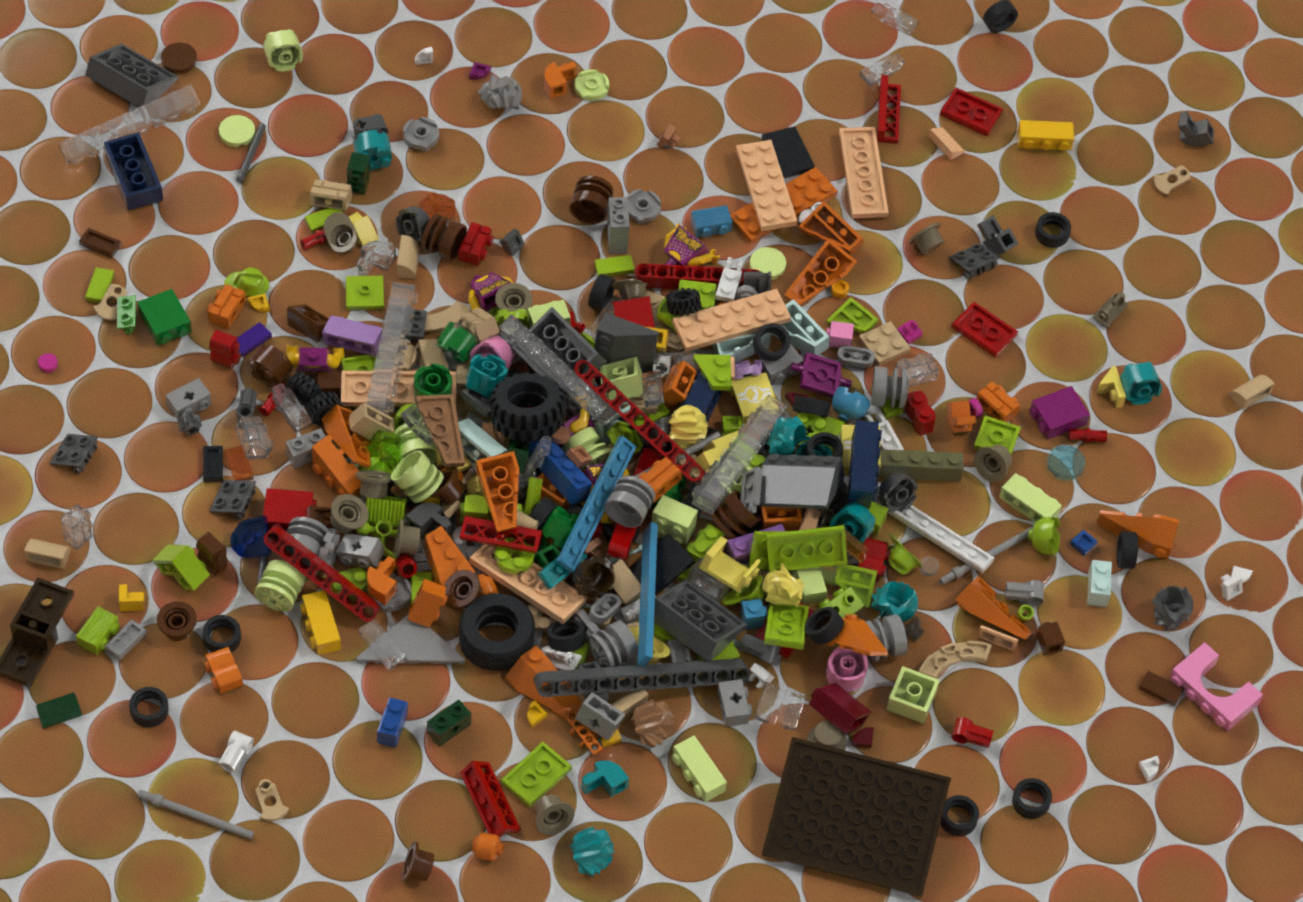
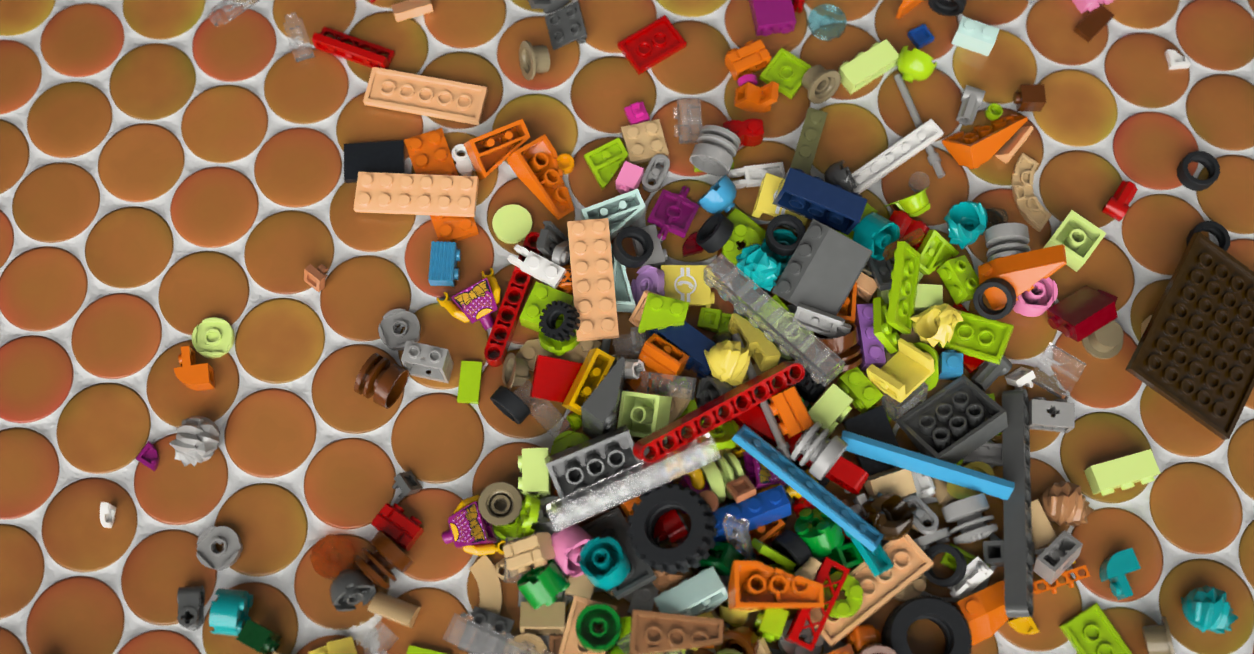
camera: 70 degrees left, 15 degrees up
(577, 326) = (543, 442): red arm -> none

